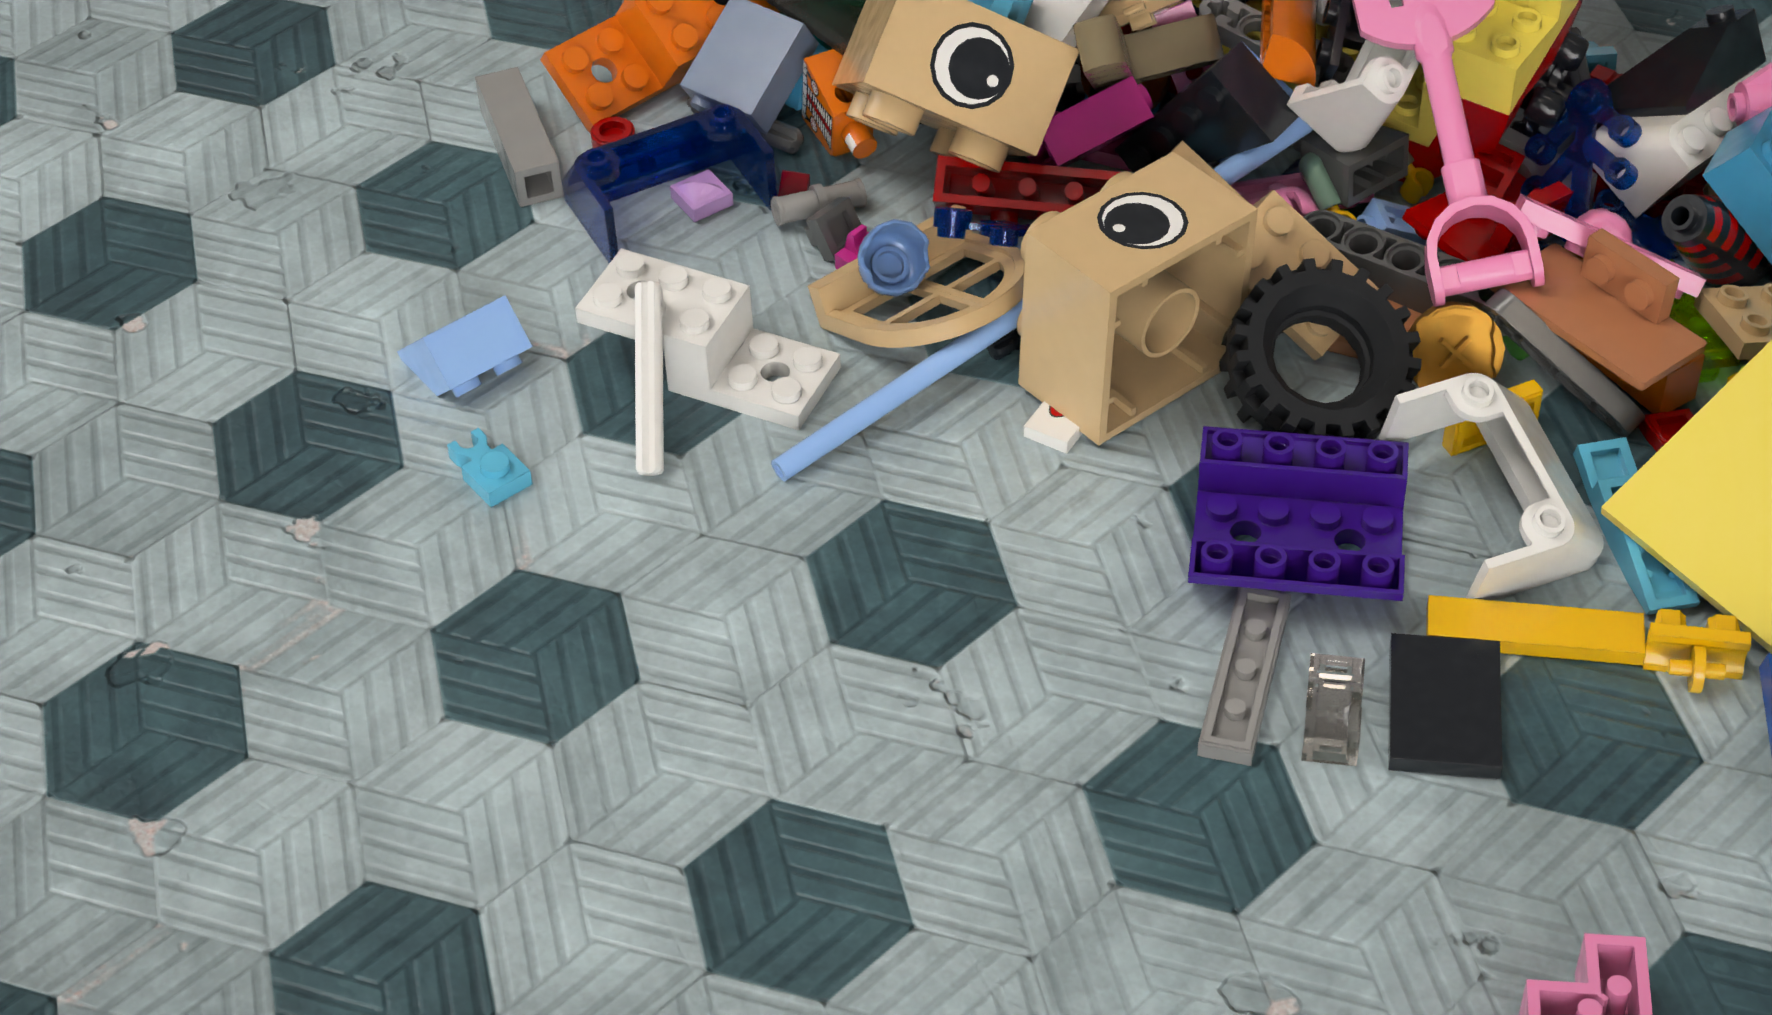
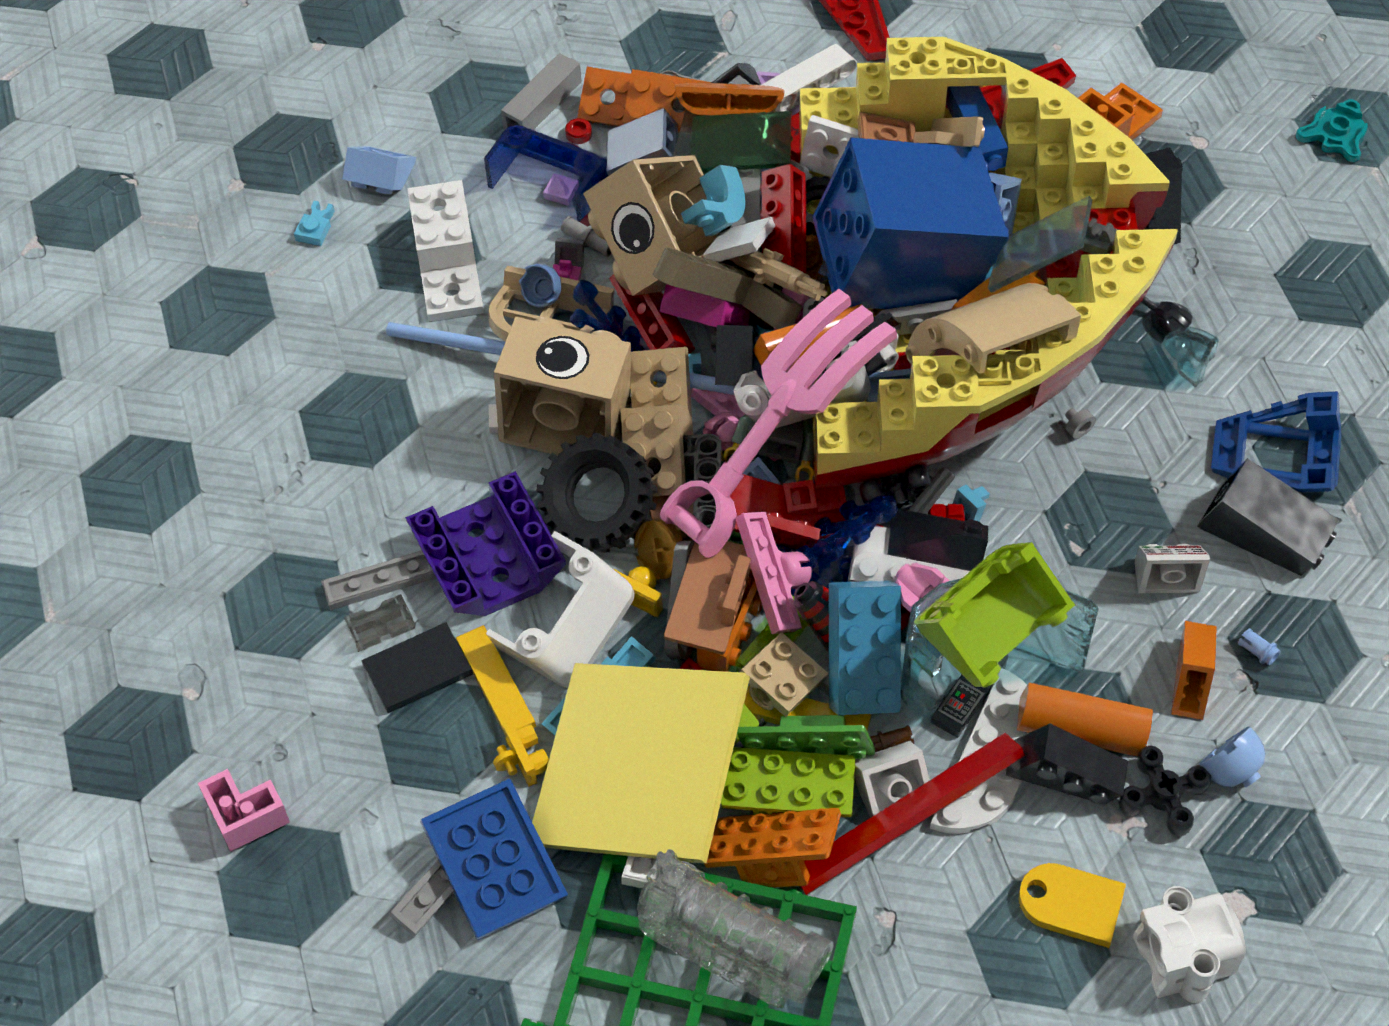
camera: 55 degrees right, 10 degrees up
(649, 378) = (389, 243): white axle -> none

